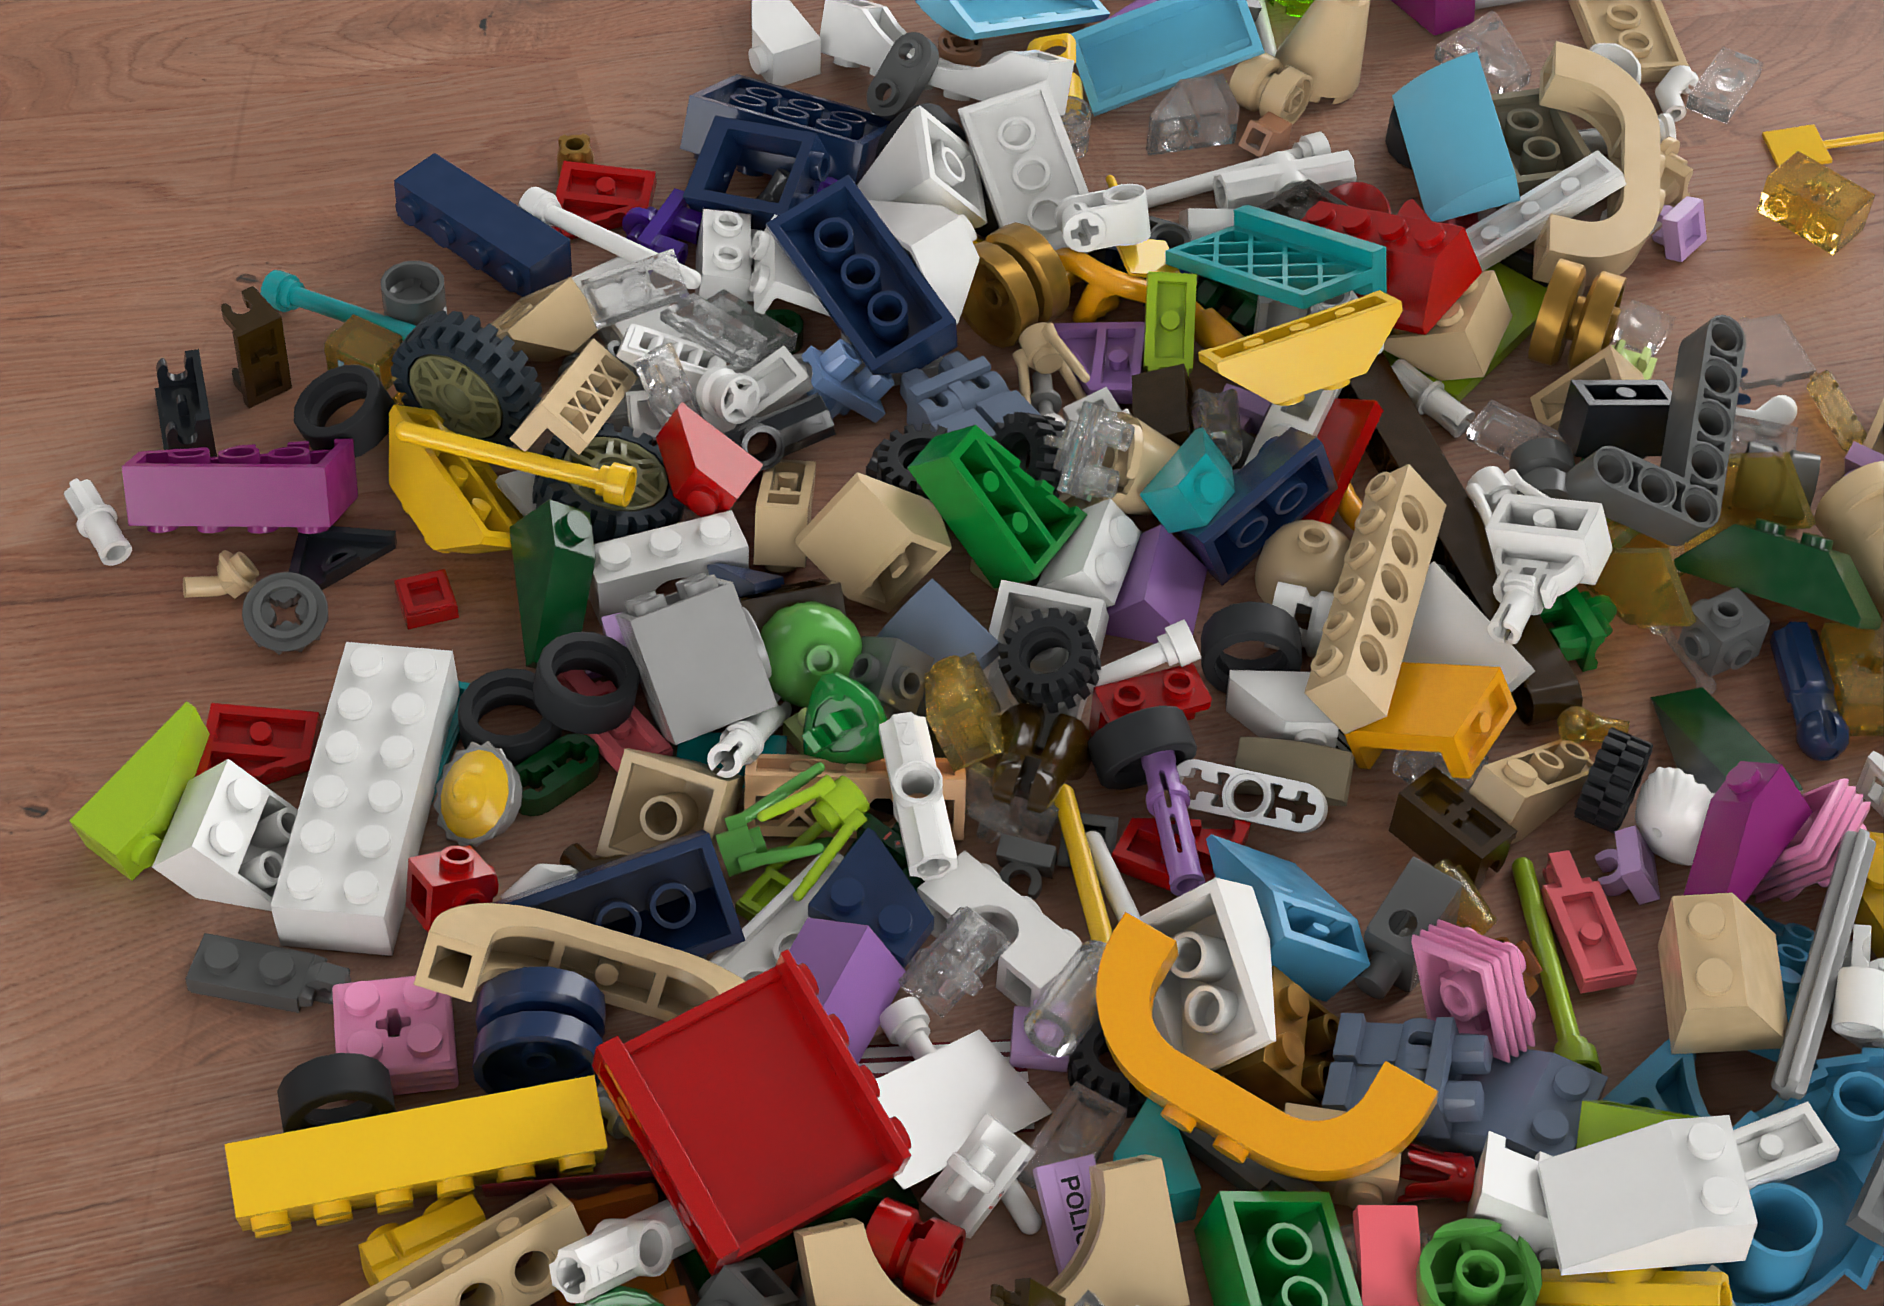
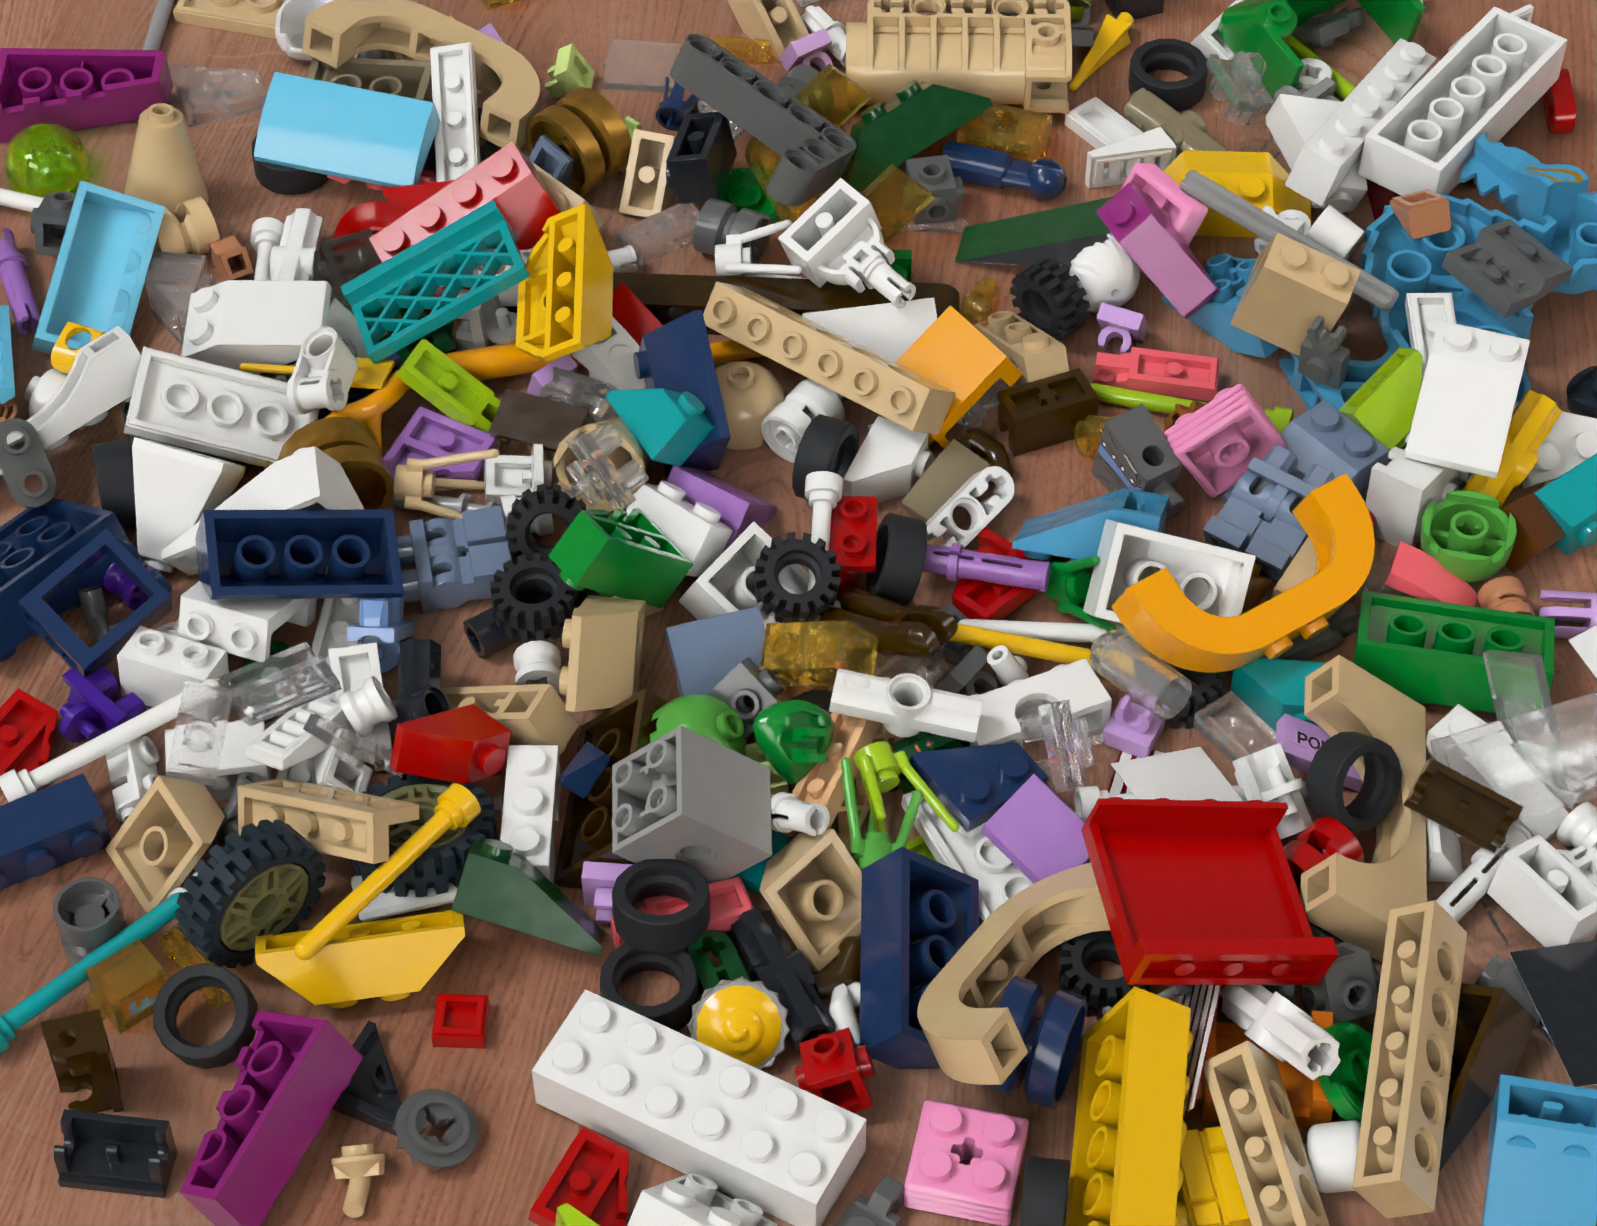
camera: 65 degrees left, 0 degrees up
(554, 822) = (782, 972): none -> black piece
(1033, 1204) = (1378, 789): none -> black tyre
(1048, 895) = (1007, 667): none -> white arm
(1168, 159) = (254, 321): none -> white slope
(1374, 802) = (988, 447): none -> dark brown arm
(1526, 312) = (553, 160): none -> sand blue slope
(1654, 1050) = (1322, 356): none -> dark grey plate
(1694, 294) = (569, 72): none -> yellowish green tile

